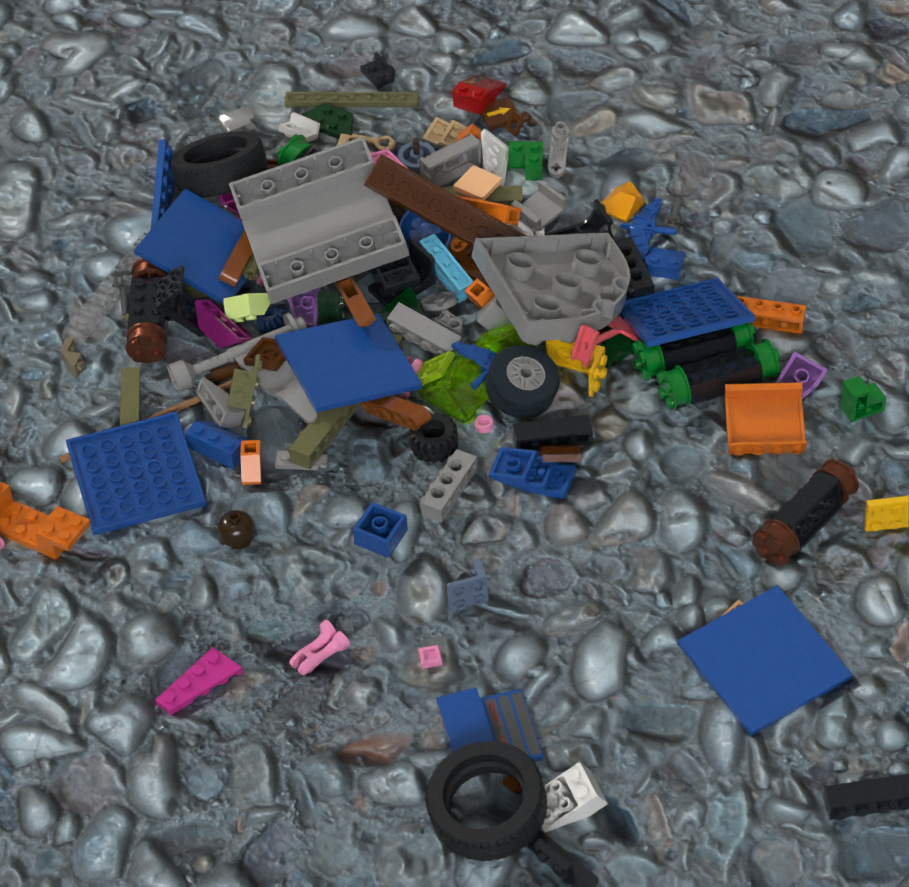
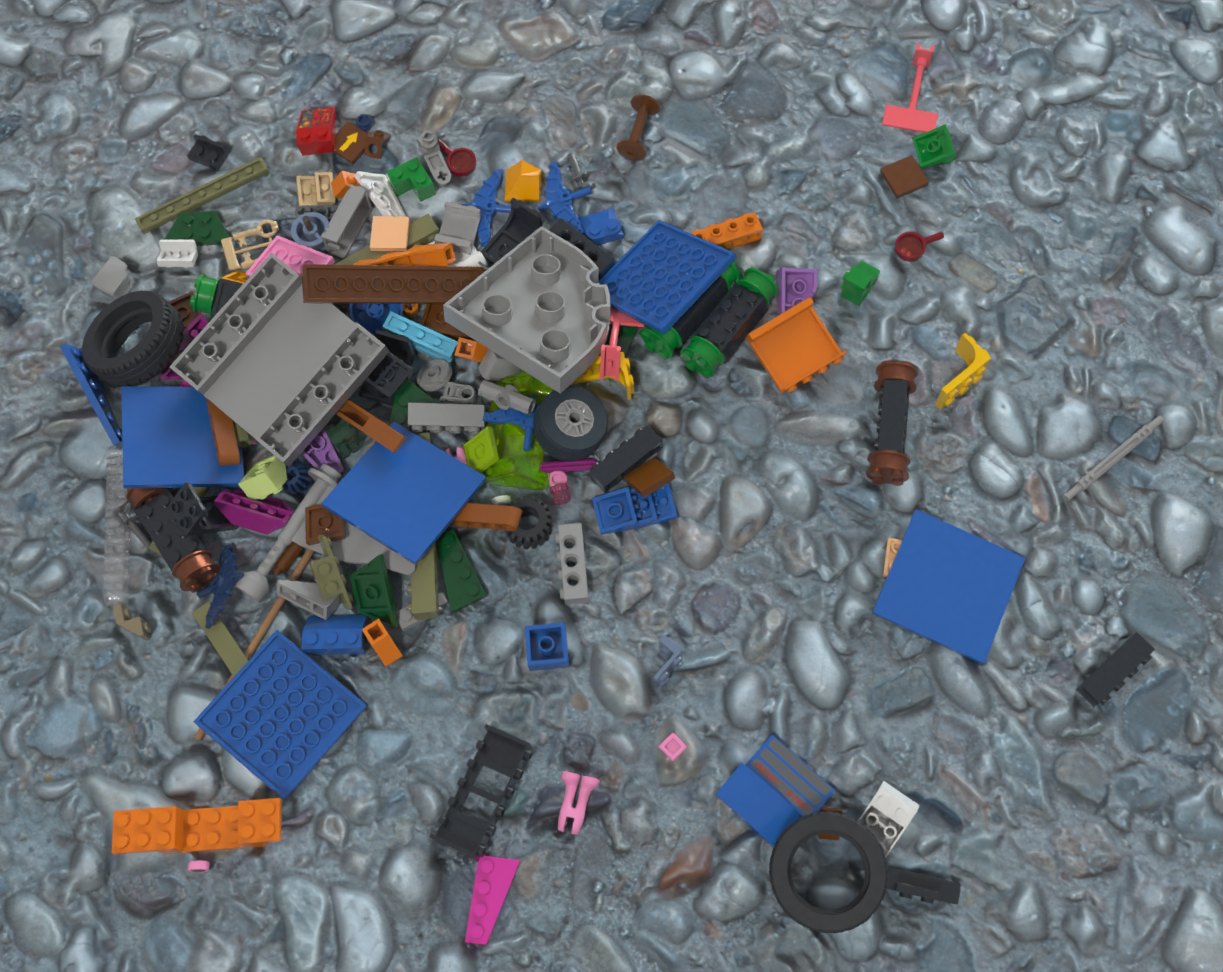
camera: 30 degrees left, 20 degrees up
(157, 362) = (221, 585): none -> dark blue bar
(236, 529) = (415, 719): dark brown cylinder -> none
(271, 422) = (374, 592): none -> dark green wing
(287, 589) = (497, 752): none -> black window
(350, 450) = (459, 576): none -> dark green wing
(477, 432) = (560, 494): none -> clear pink wheel
(481, 336) = (506, 397): none -> light grey piece
(497, 416) = (567, 466): none -> magenta axle
(521, 103) = (364, 122): none -> dark blue plate
(578, 205) = (486, 202): none -> blue bar
(579, 164) = (460, 161): none -> piece
(769, 189) = (645, 106): none -> reddish brown hose

